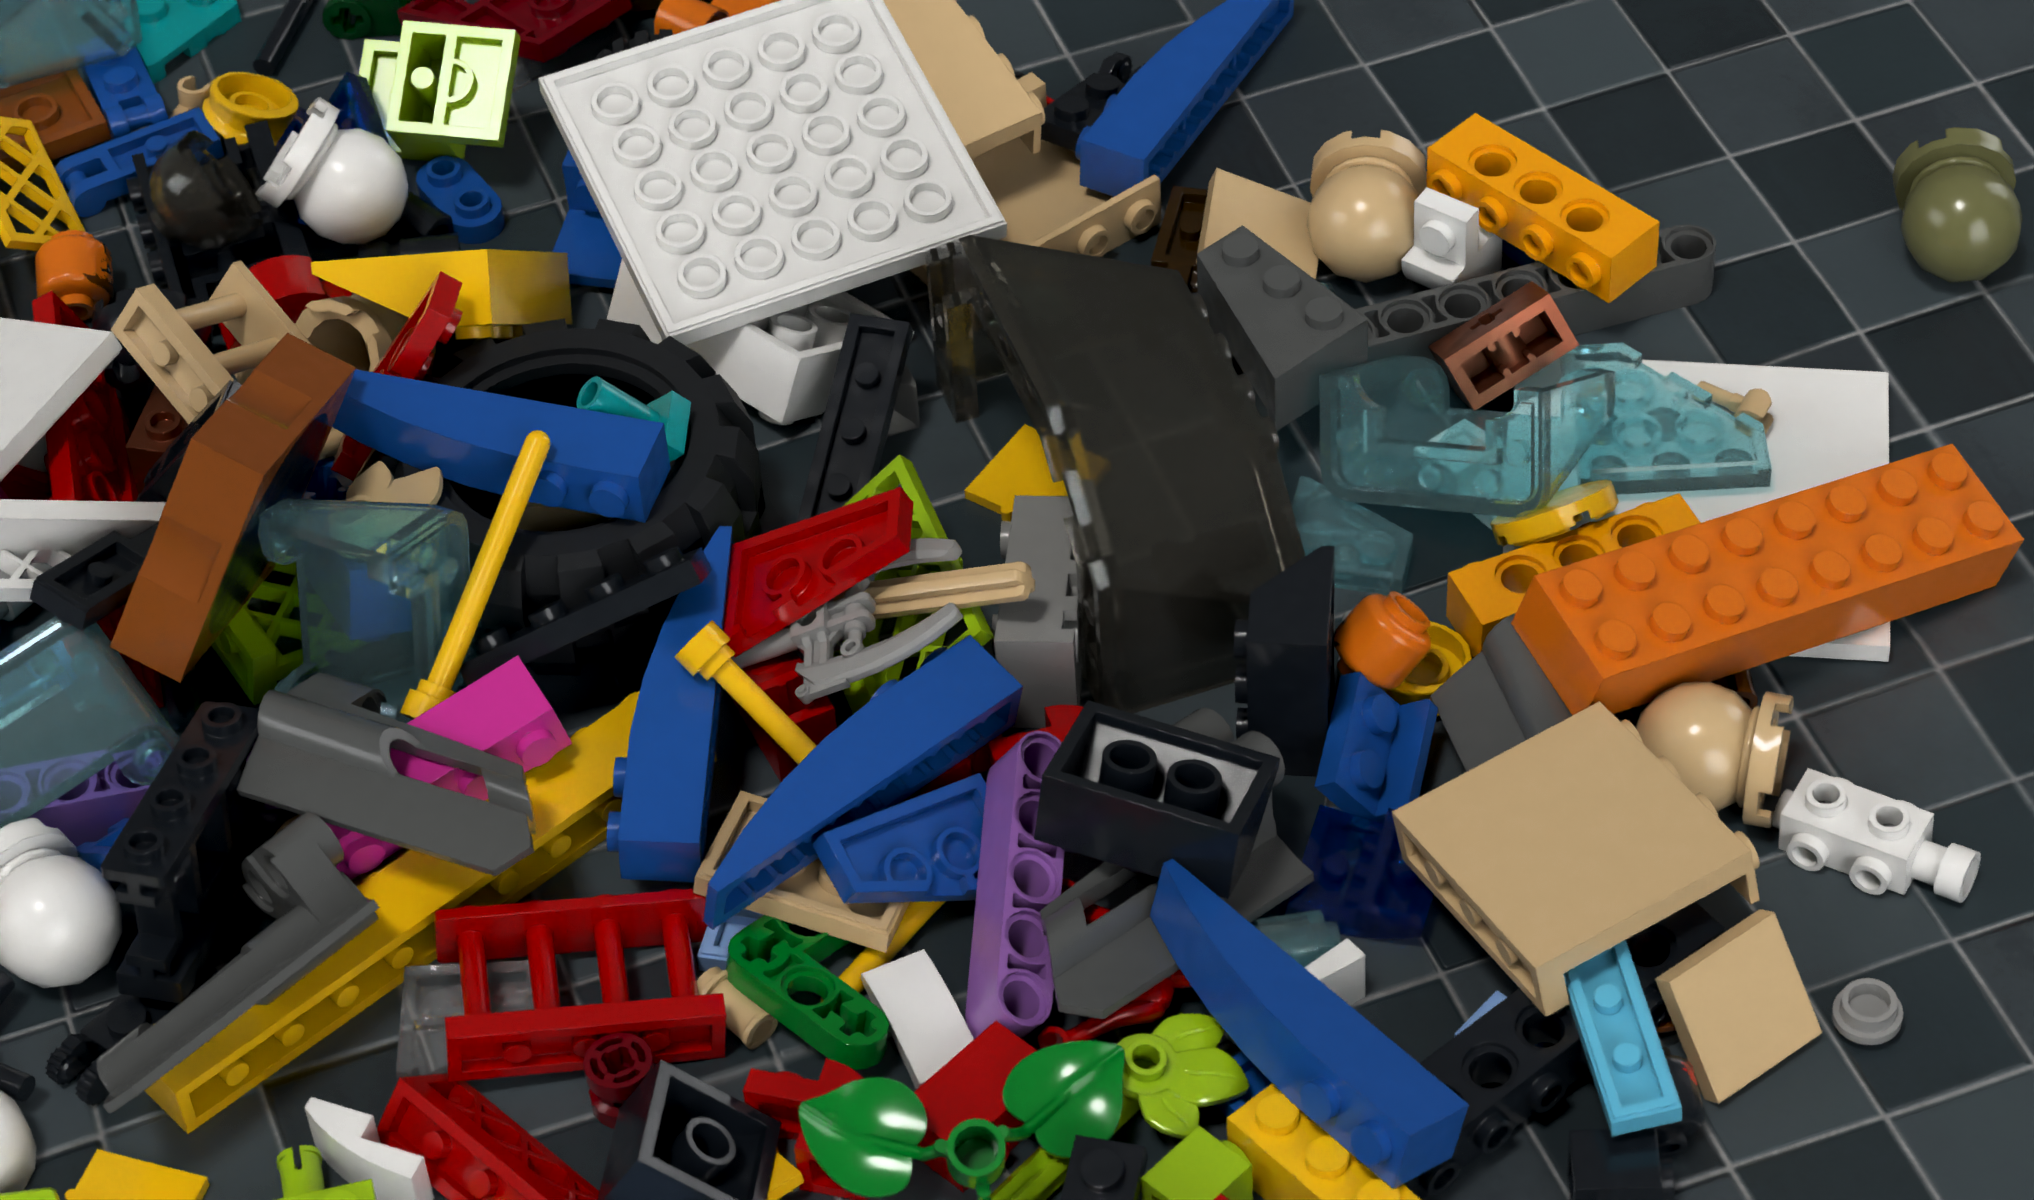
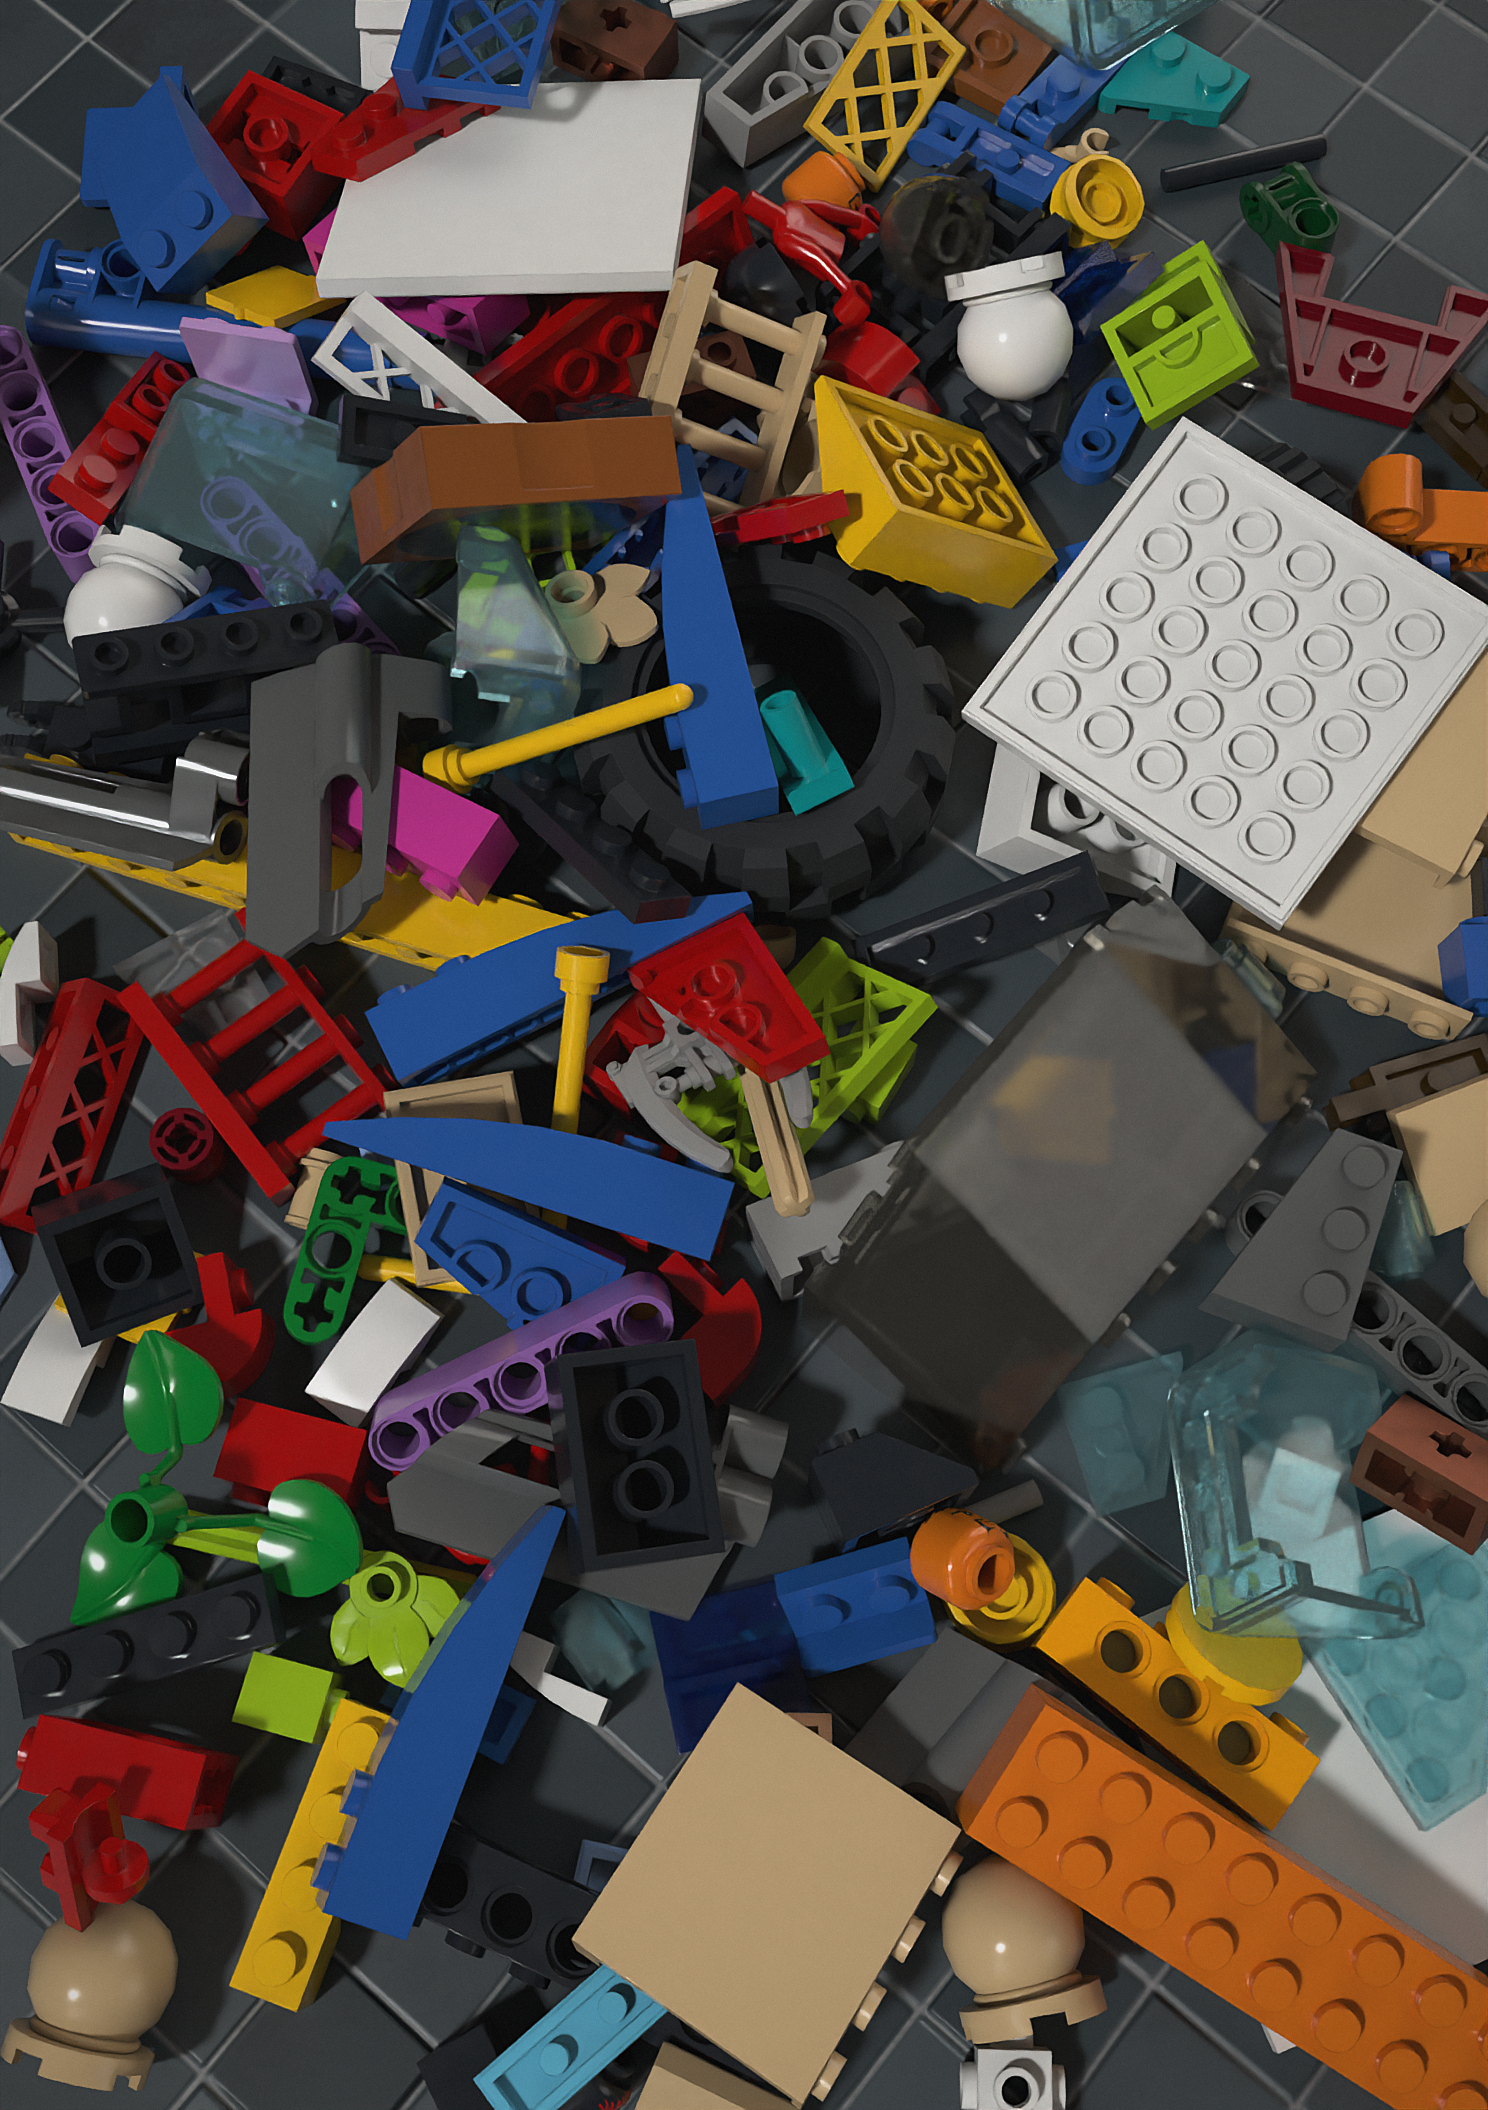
camera: 60 degrees right, 25 degrees up
(133, 270) = (816, 246): none -> red piece

